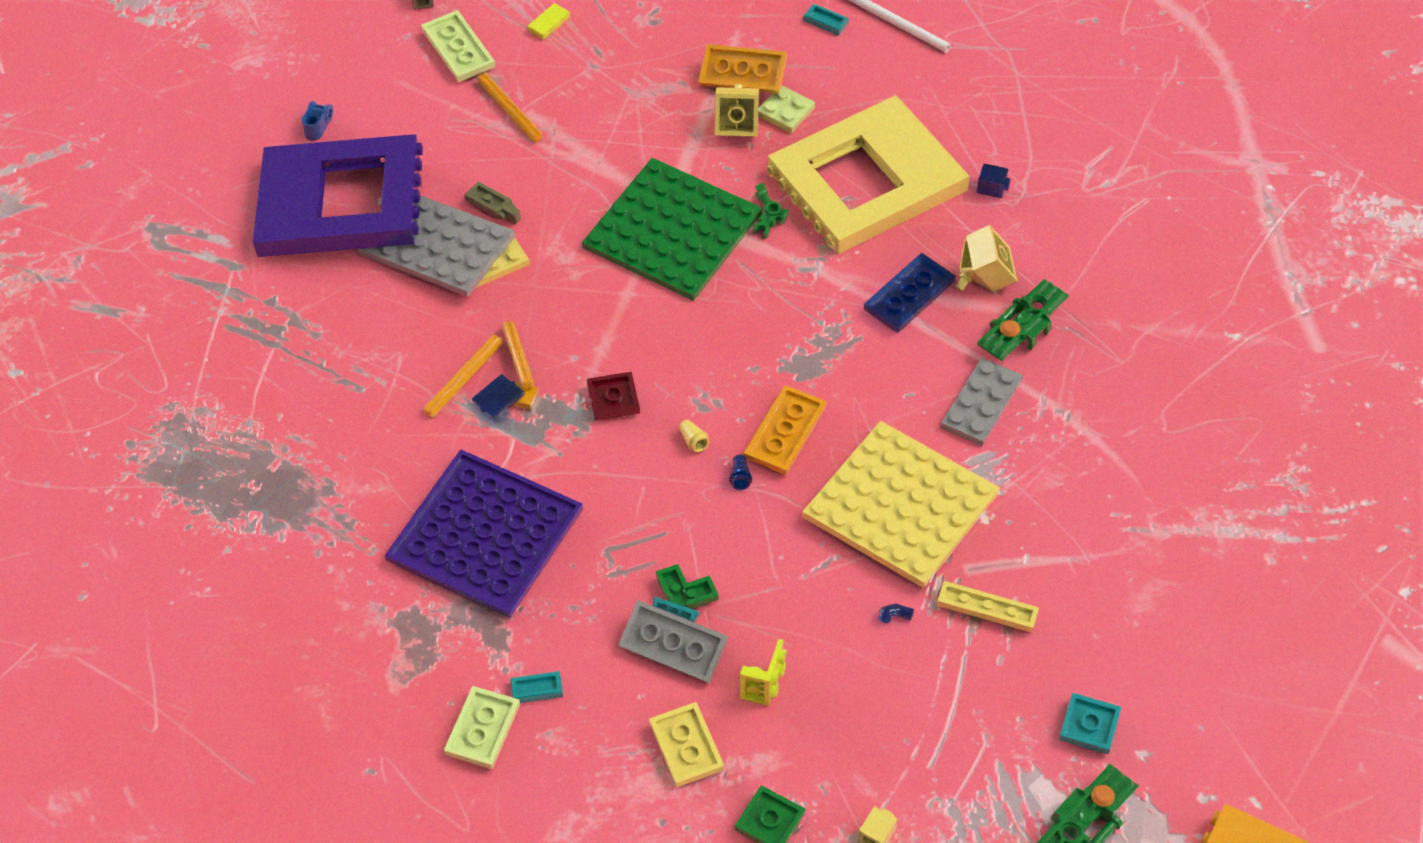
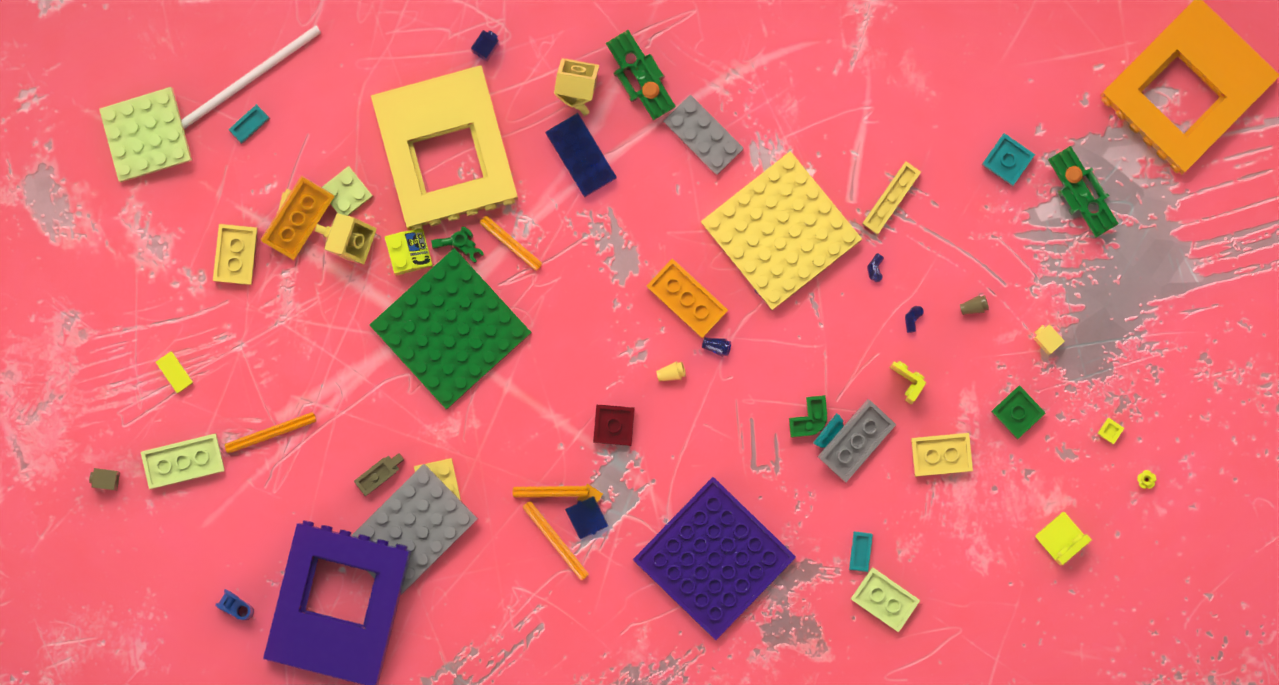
camera: 75 degrees left, 30 degrees up
(685, 36) = (235, 254): none -> light yellow plate
(742, 168) = (408, 251): none -> neon yellow slope
(786, 256) = (511, 243): none -> light orange axle
(848, 667) = (911, 316): none -> clear blue arm
(890, 734) = (975, 305): none -> olive cone

